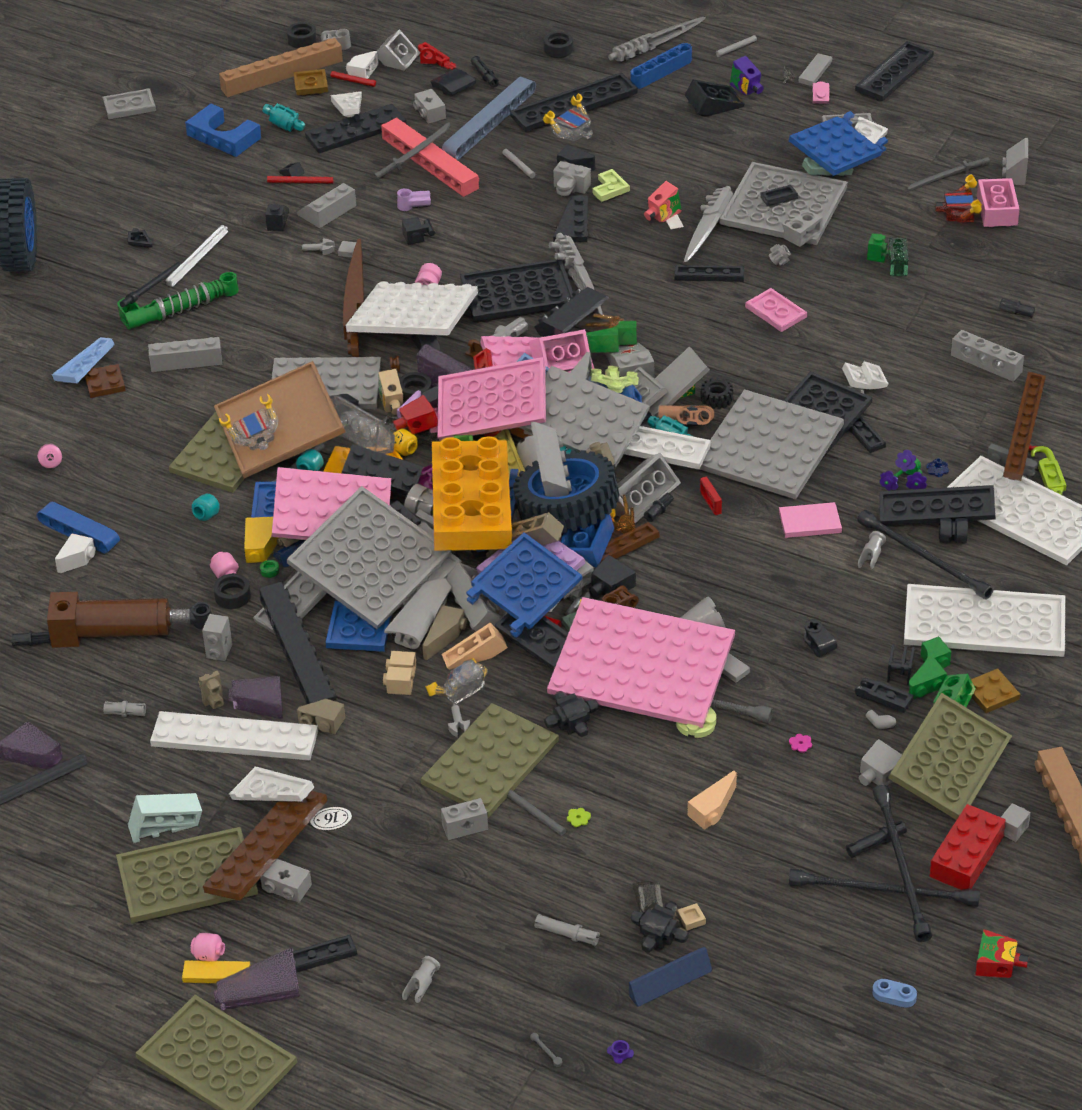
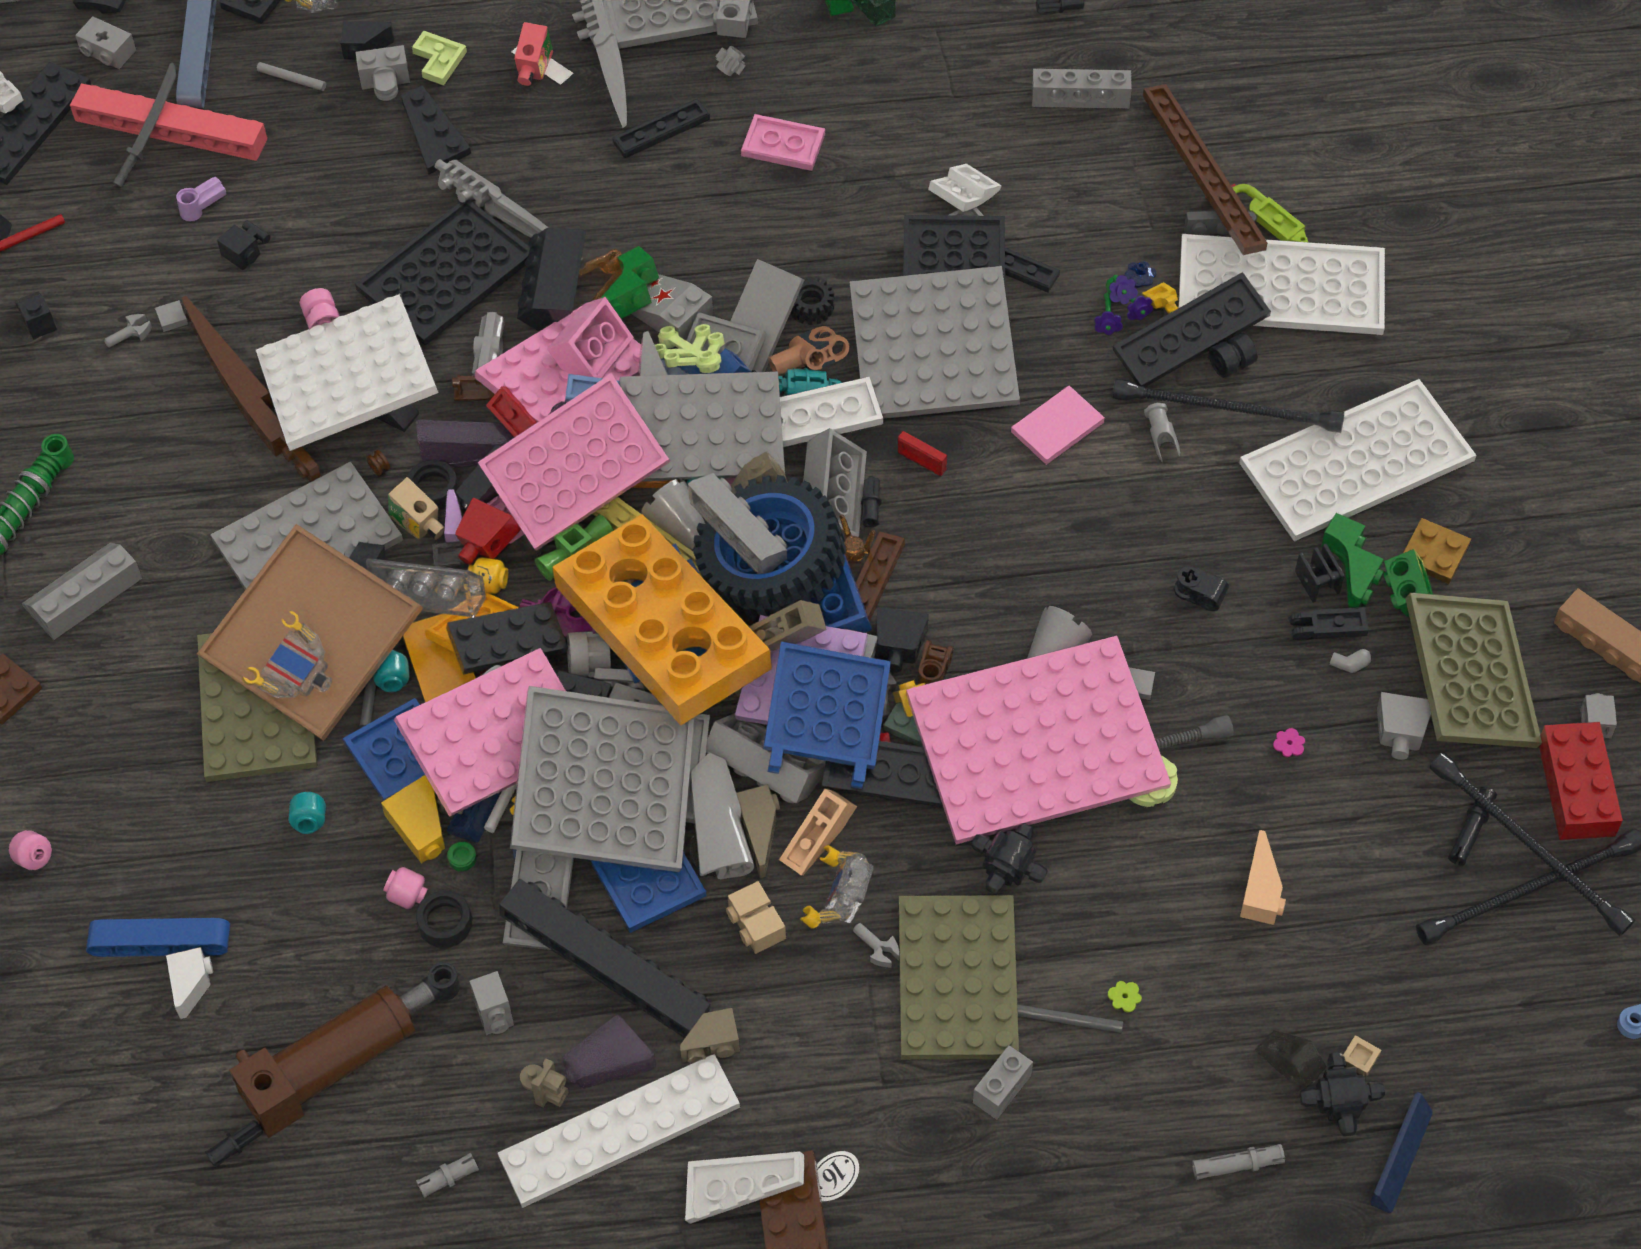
camera: 35 degrees left, 15 degrees up
(329, 206) = (90, 261): light grey slope -> none
(936, 481) = (1162, 297): none -> yellow plate

